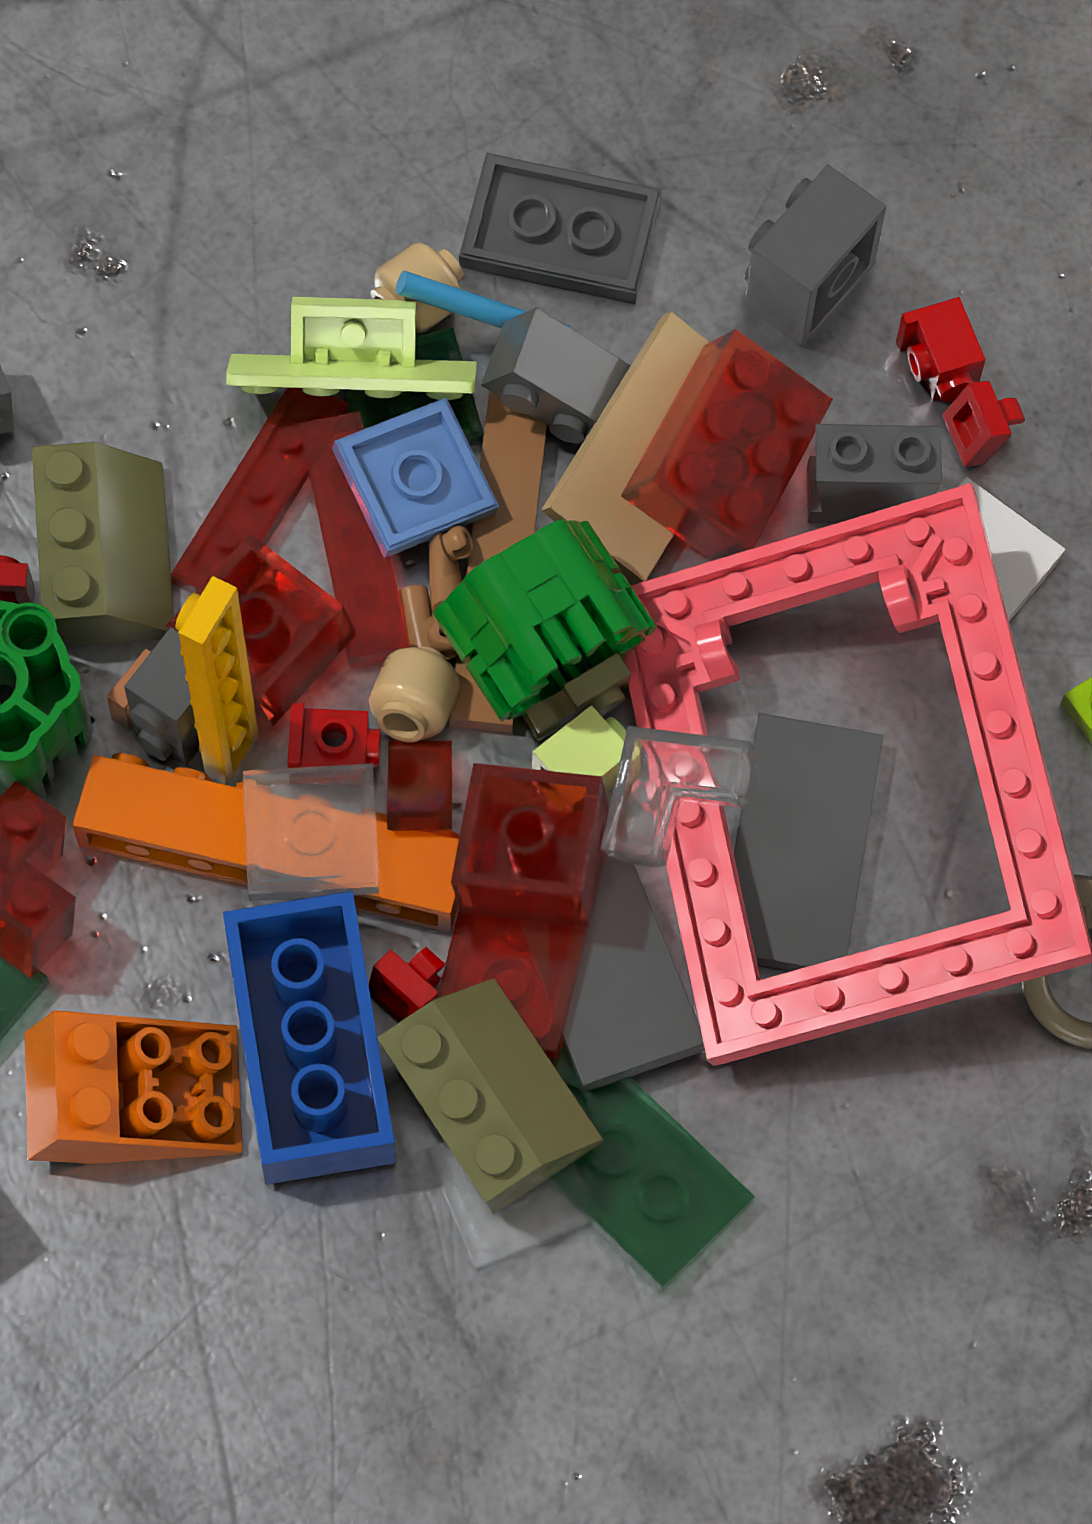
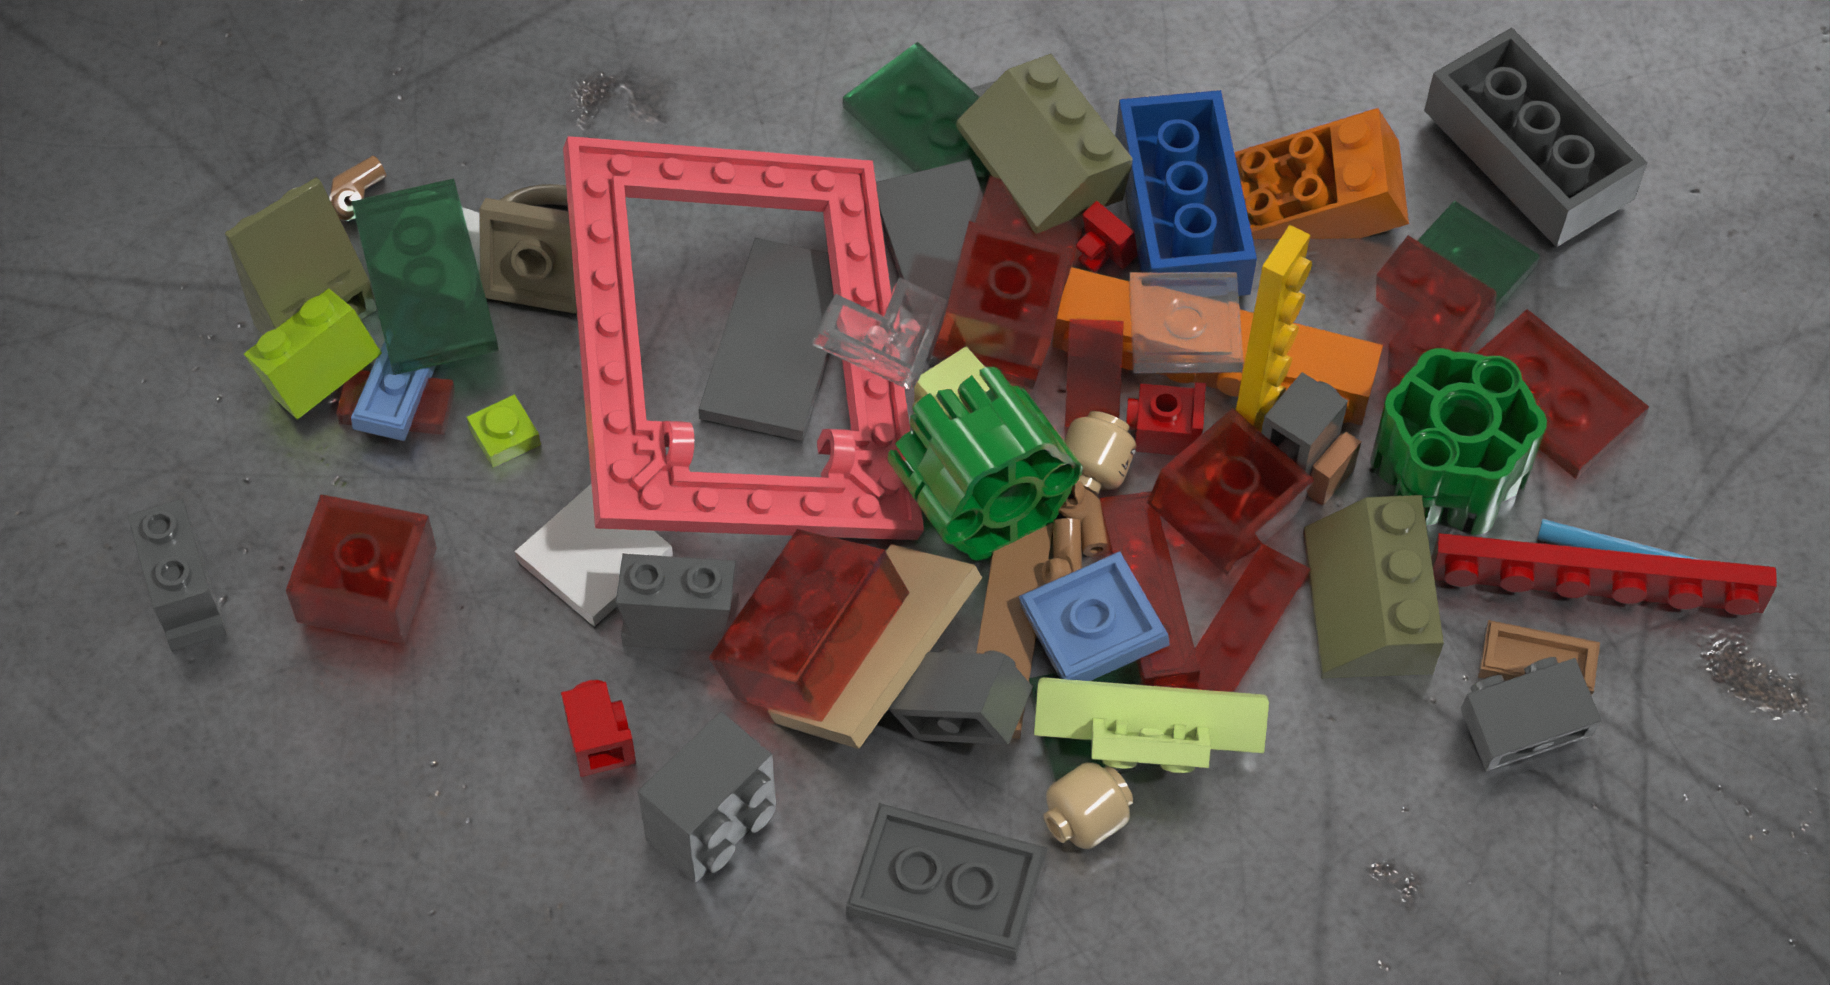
camera: 175 degrees left, 10 degrees down
(455, 300) = (1027, 768): dark azure bar -> none
(981, 422) = (570, 659): red tile -> none

